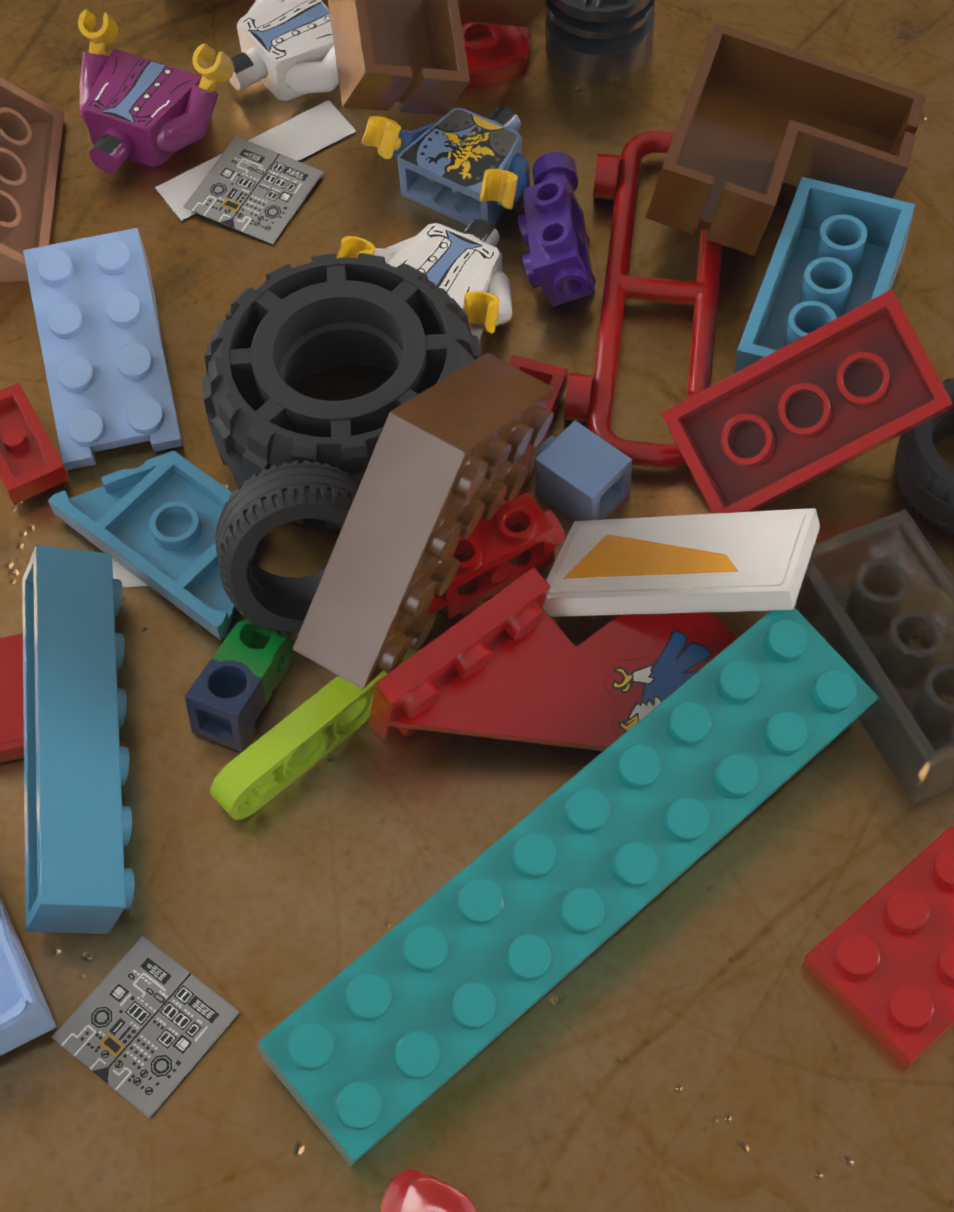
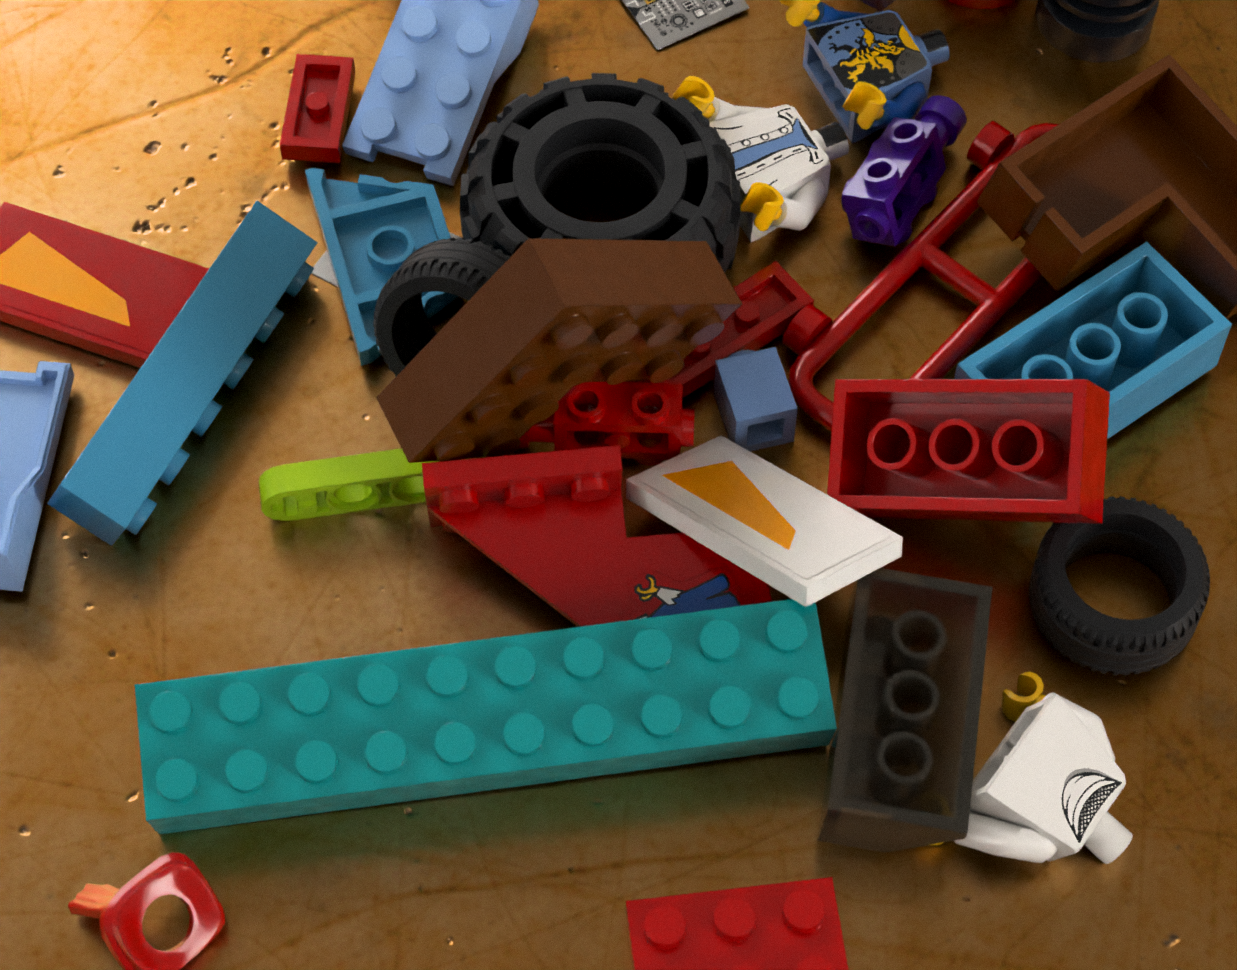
camera: 30 degrees right, 0 degrees up
(145, 1026) = (88, 633): light grey sticker -> none
(238, 684) = (338, 407): dark blue leg -> none

